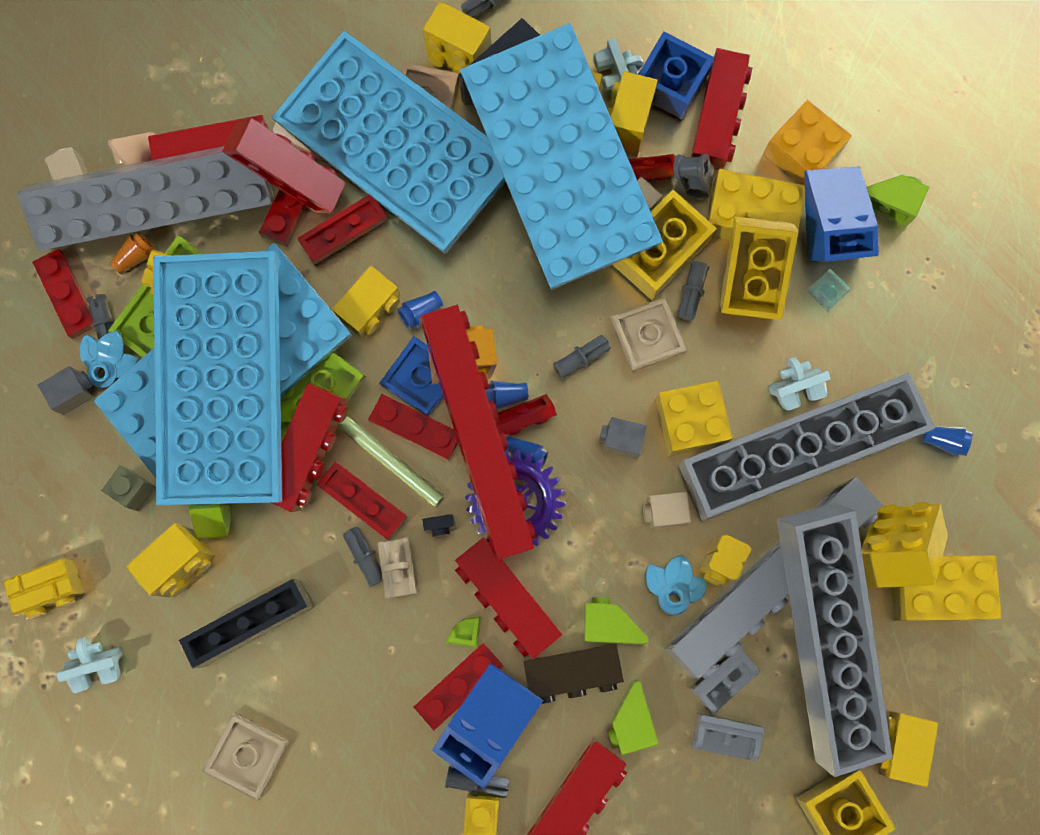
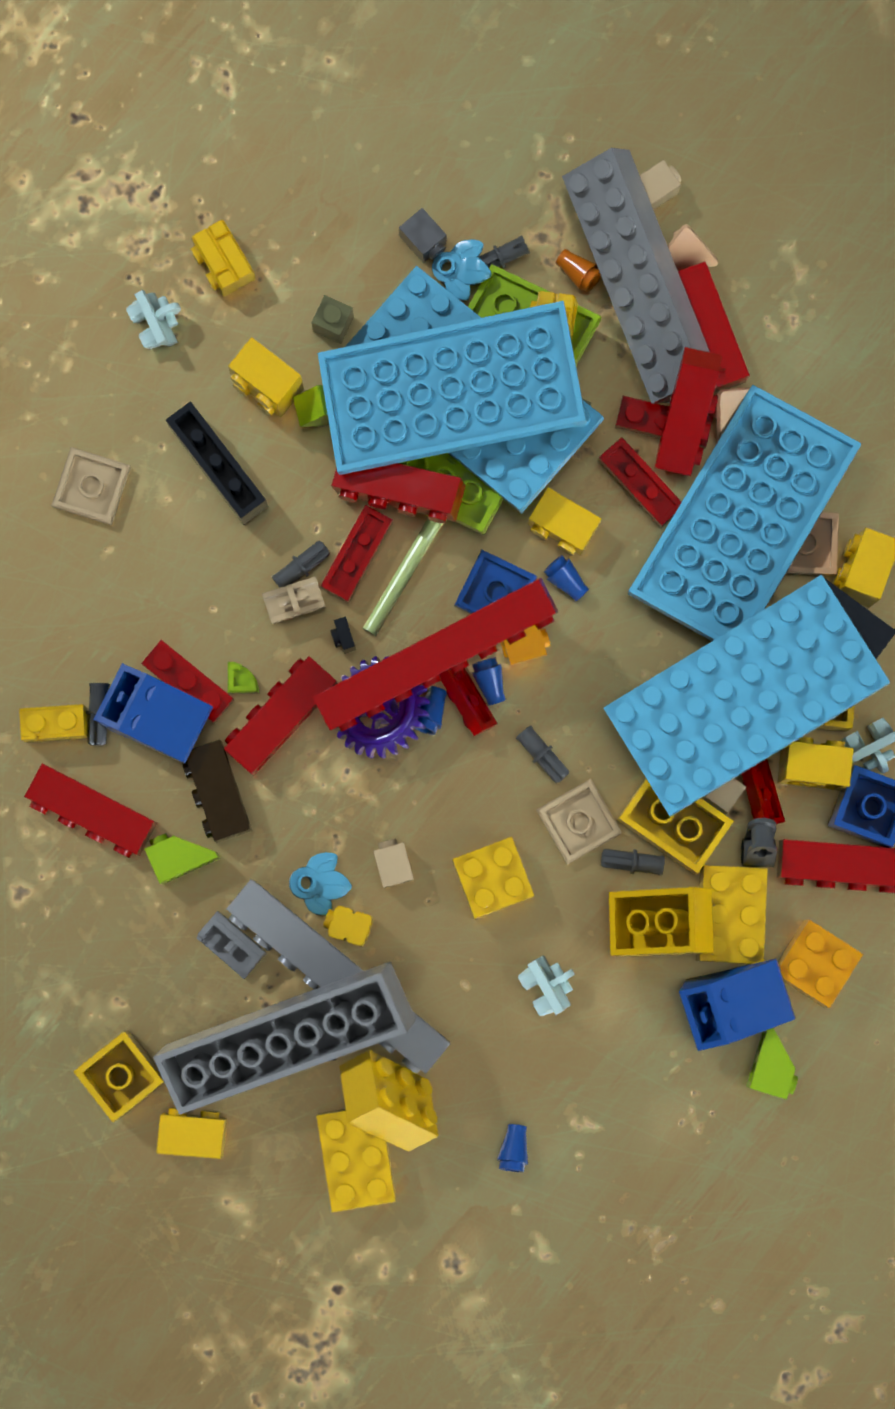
camera: 75 degrees right, 5 degrees up
(64, 293) = (526, 210): red plate -> none
(414, 427) = (441, 591): red plate -> none
(610, 624) = (269, 821): lime slope -> none
(623, 437) = (462, 808): flat silver brick -> none
(727, 737) = (177, 953): light grey hinge -> none
(805, 446) = (480, 997): light grey brick -> none
(828, 290) = (657, 1006): clear light blue plate -> none

